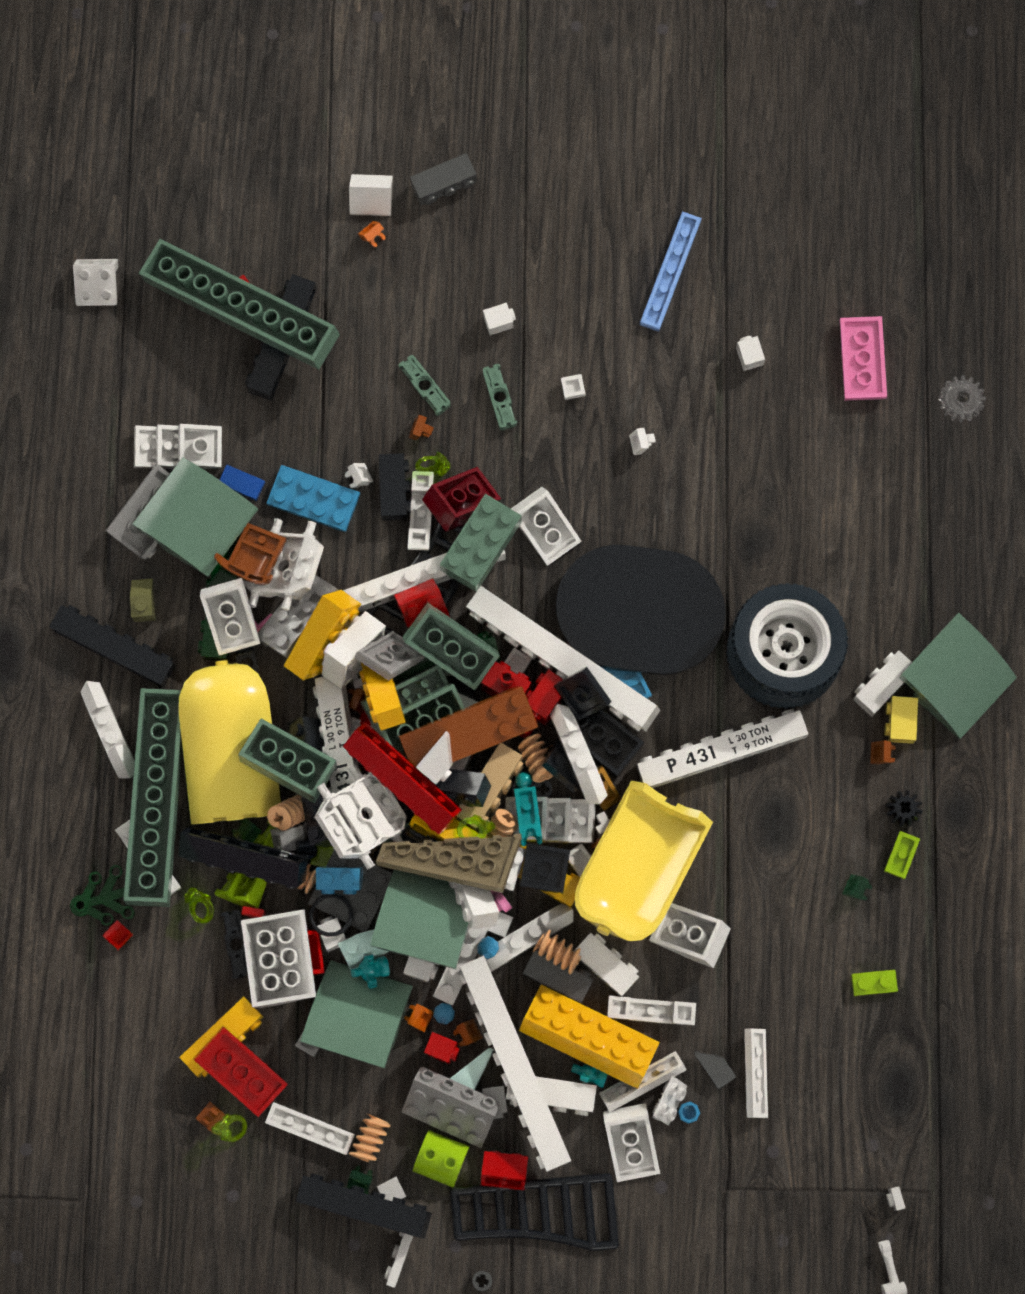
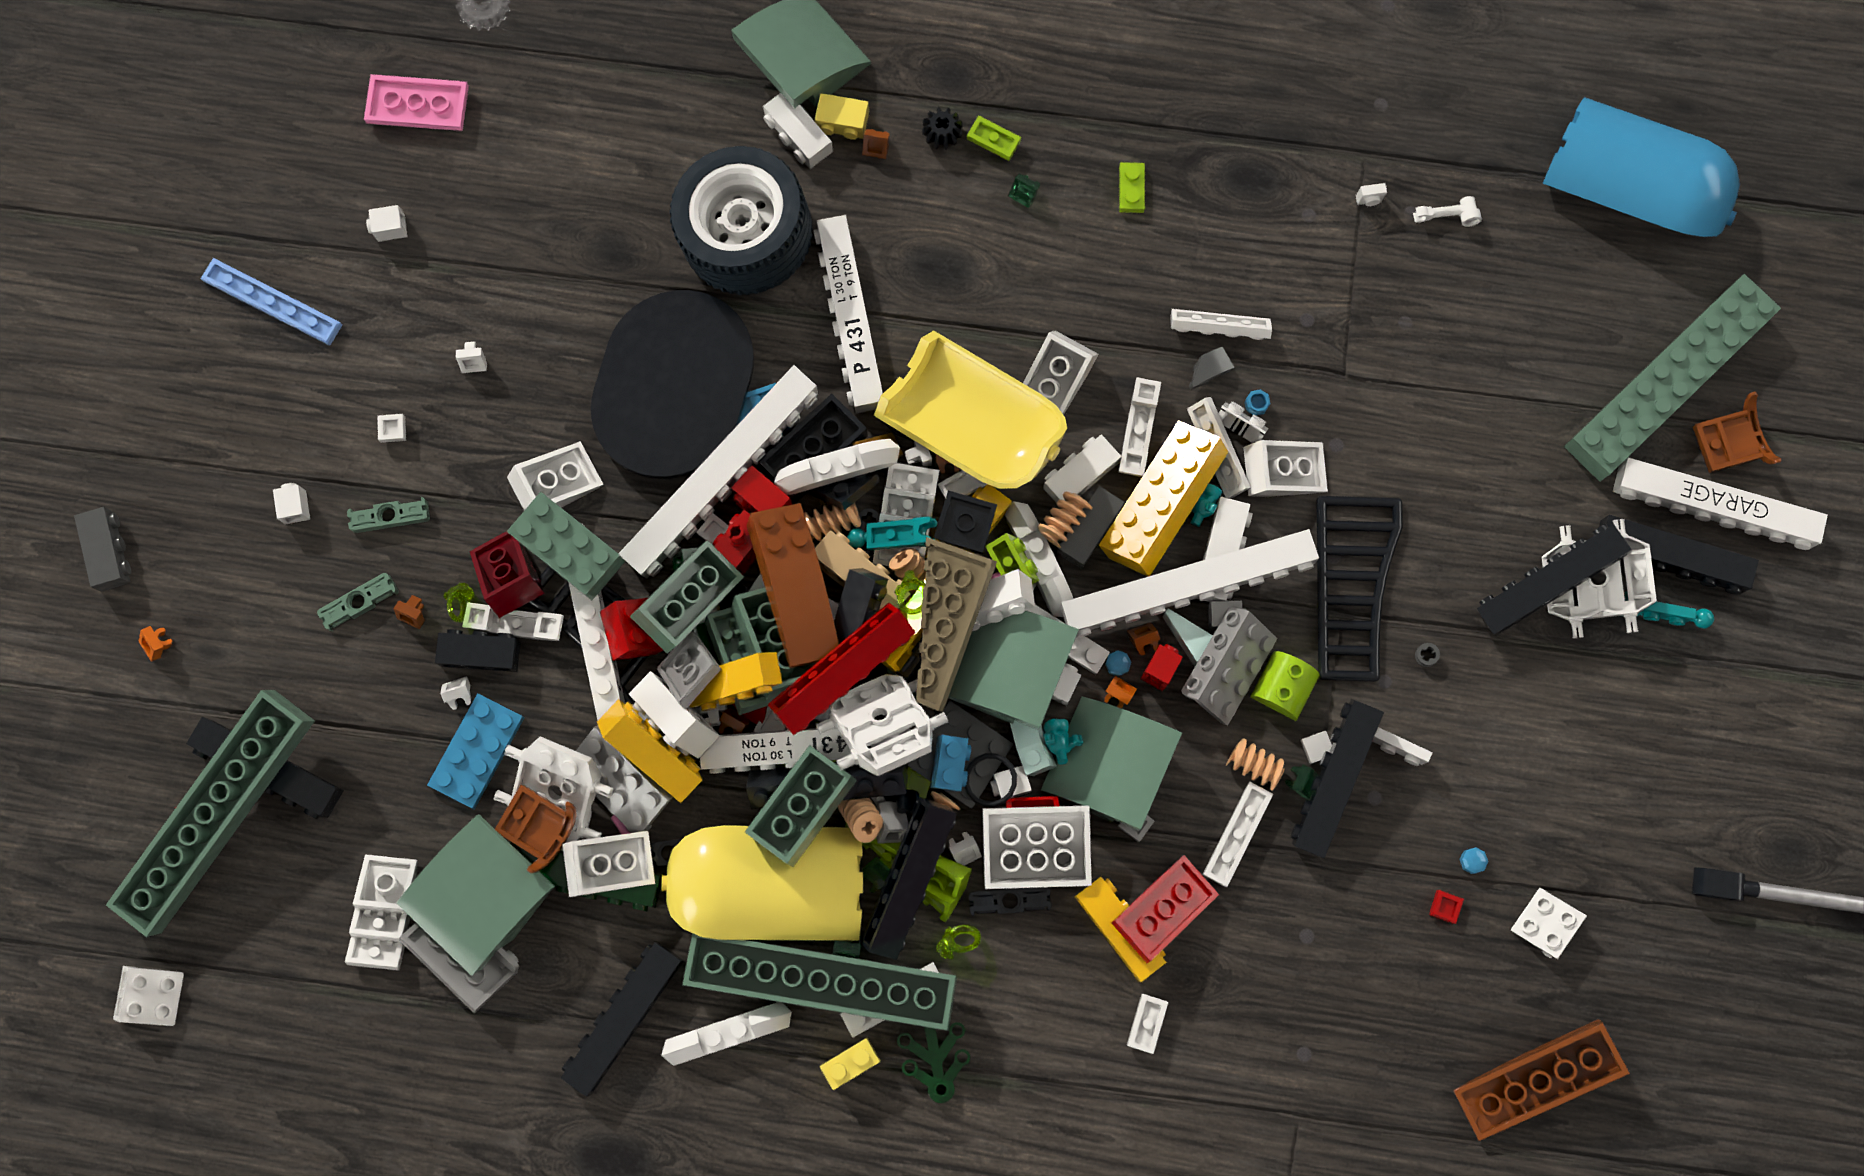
camera: 85 degrees left, 0 degrees up
(93, 830) = (850, 1063): none -> light yellow brick
(117, 935) = (983, 1045): red tile -> none
(142, 600) = (570, 975): olive slope -> none
(148, 1067) = (1147, 1023): none -> white plate
(183, 816) = (849, 950): none -> clear green tile
(210, 1116) = (1212, 952): dark orange tile -> none
(221, 1128) = (1229, 939): clear neon green piece -> none
(242, 482) = (440, 834): blue tile -> none
(253, 912) = (975, 875): red tile -> none
(272, 902) = (965, 850): none -> white tile
(370, 195) = (105, 639): white slope -> none
(437, 760) = (826, 622): white slope -> none
(487, 947) = (1049, 600): dark azure tile -> none
(504, 1170) = (1306, 612): red brick -> none
(517, 912) = (1010, 556): none -> lime brick
(582, 693) = (767, 447): black plate -> none

